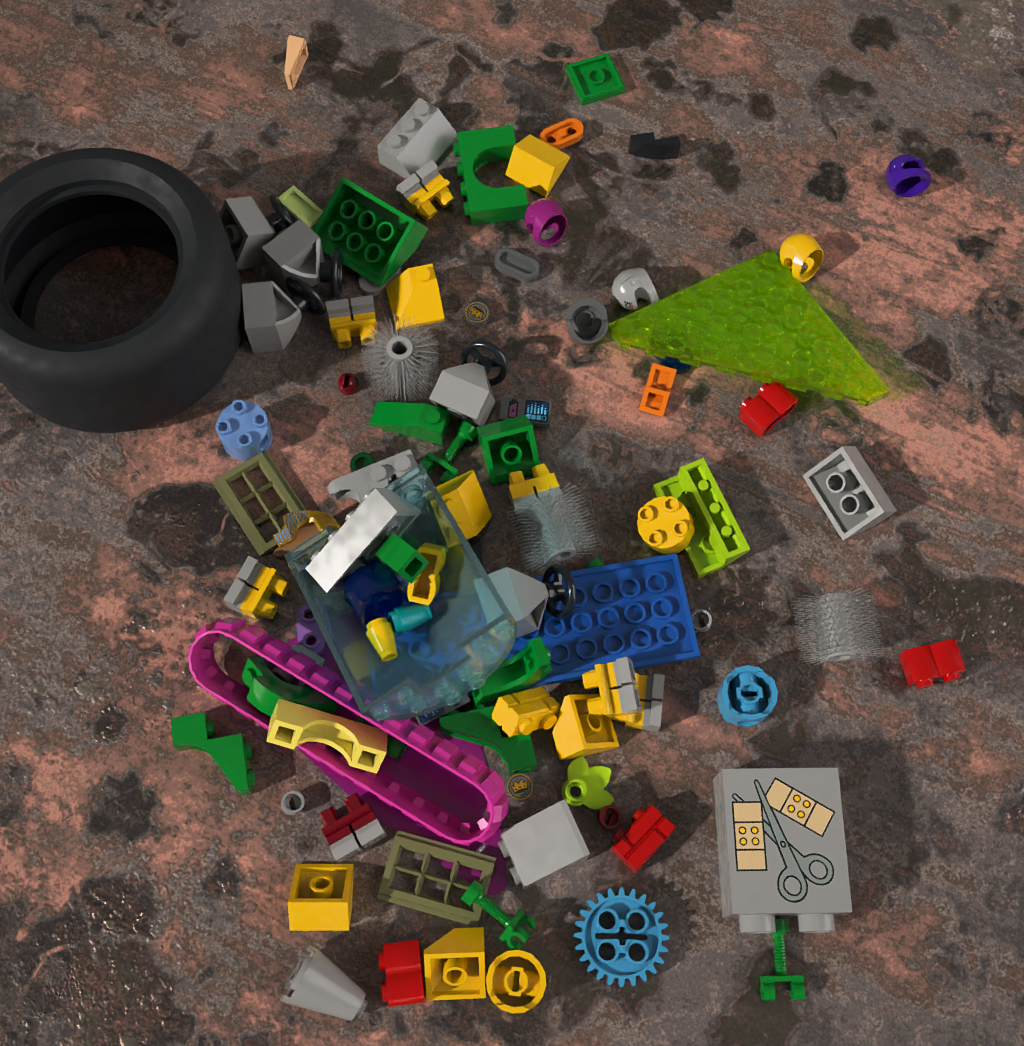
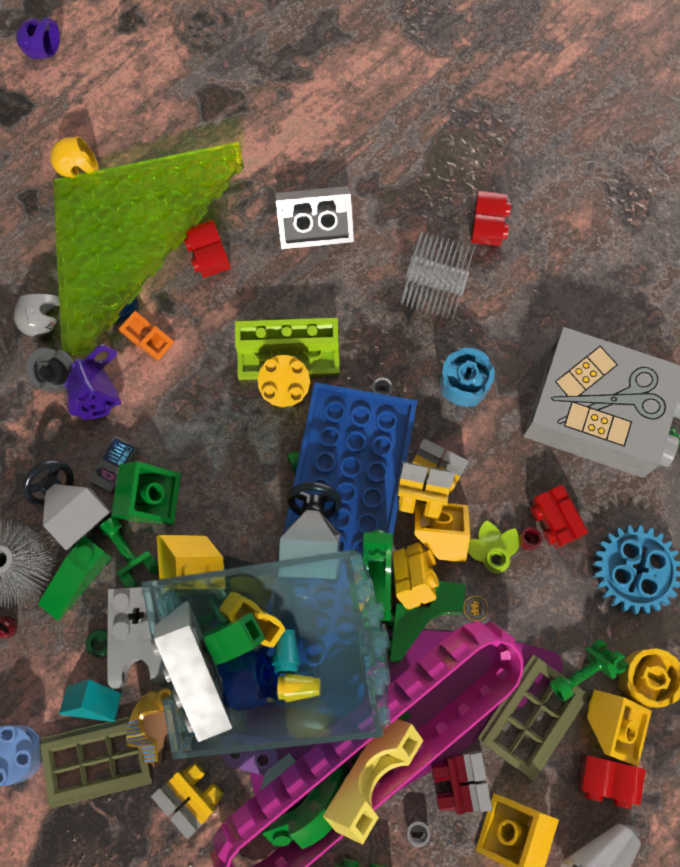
camera: 65 degrees left, 5 degrees up
(310, 478) = (91, 701): none -> teal slope
(524, 488) = (205, 487): yellow hips -> none
(543, 845) = (540, 606): light grey slope -> none
(553, 528) = (243, 481): light grey piece -> none
(586, 362) = (89, 388): none -> dark purple piece

